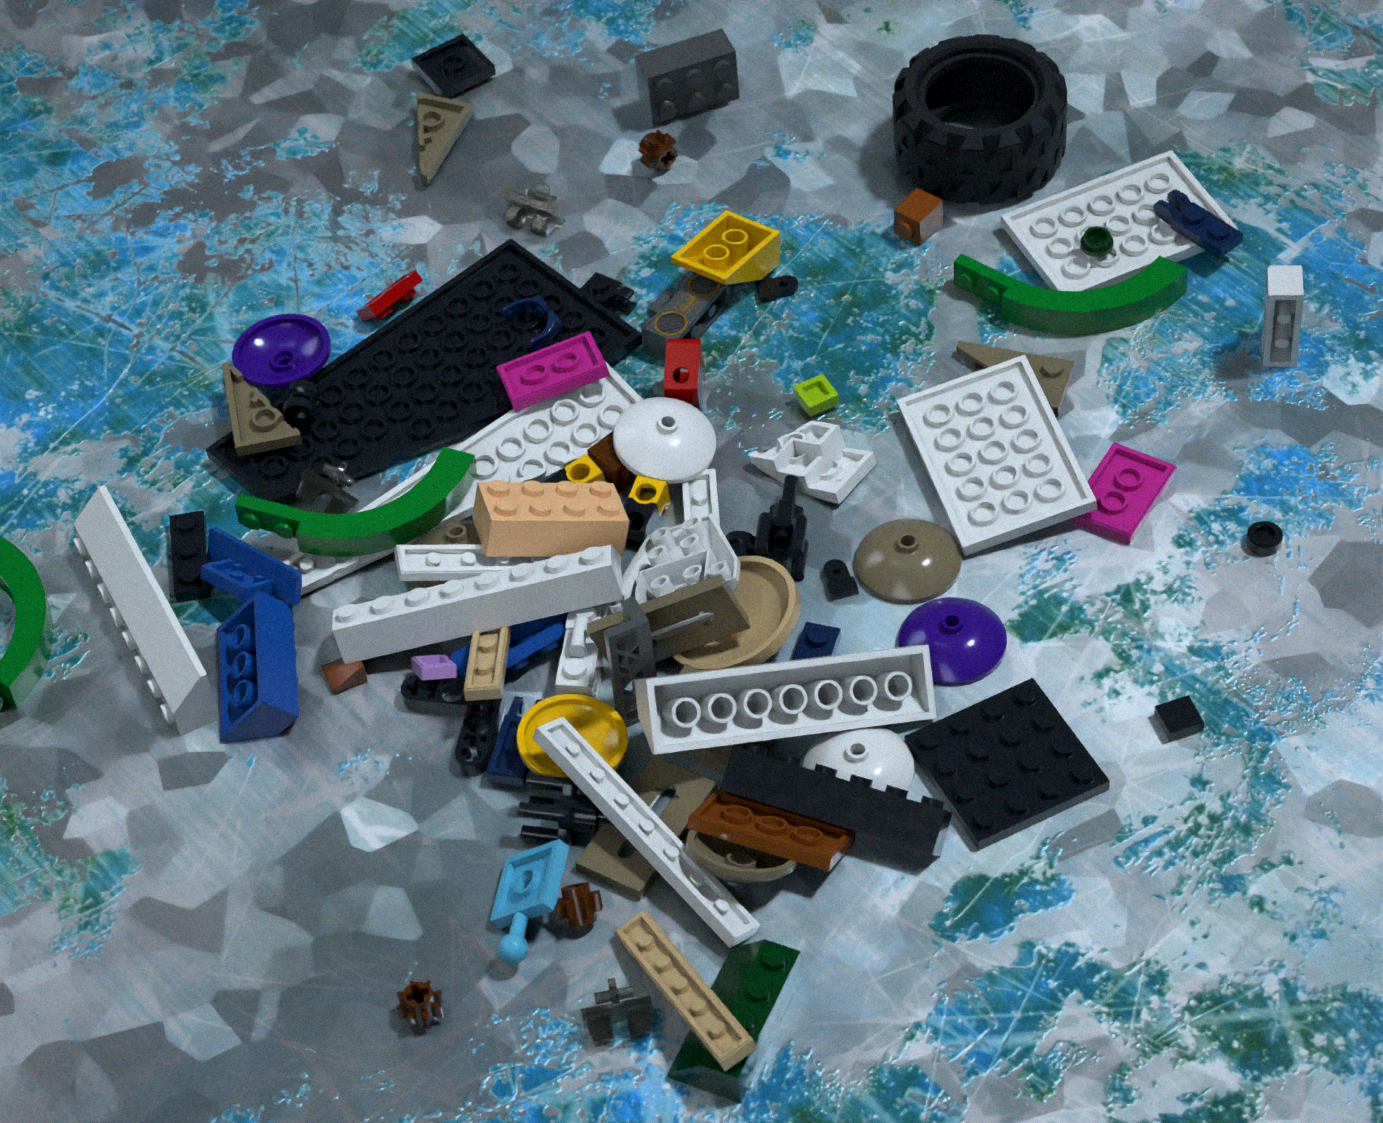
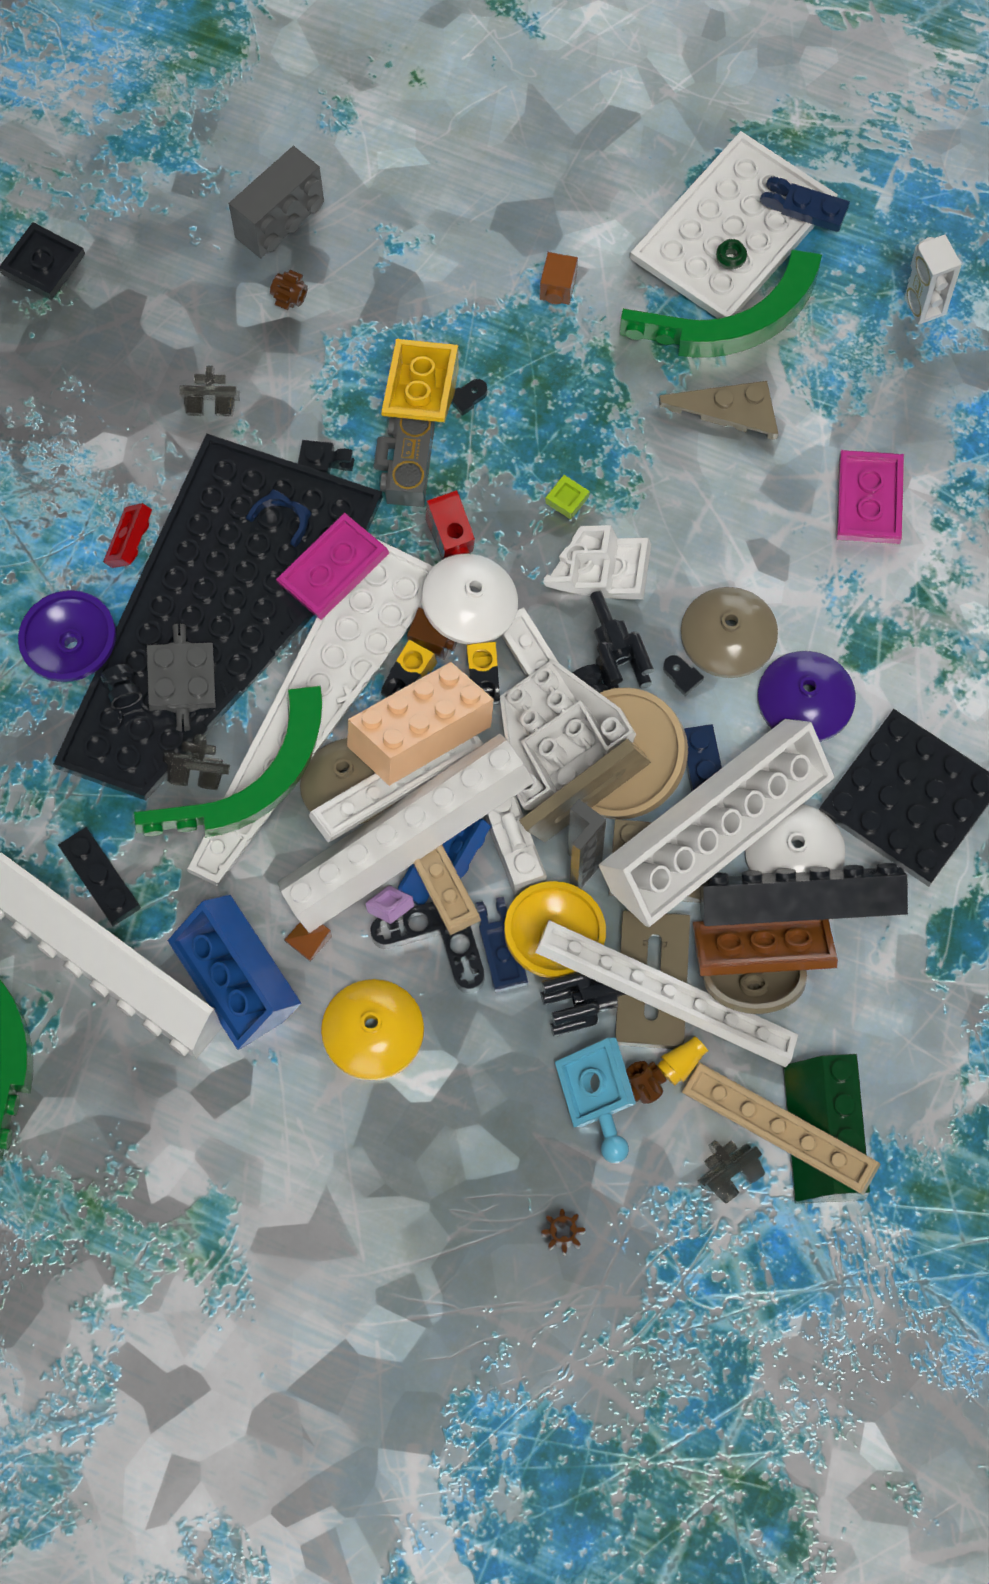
camera: 30 degrees left, 20 degrees up
(245, 569) = (170, 879): blue bracket -> none
(254, 421) = (89, 723): dark tan wing -> none
(355, 783) = (374, 1051): none -> yellow dish
(360, 416) = (181, 677): none -> dark grey plate
(440, 126) = (67, 332): dark tan wing -> none
(628, 901) = (682, 1060): none -> yellow cone
(980, 163) = (575, 108): black tyre -> none
(996, 455) = (753, 501): white plate -> none

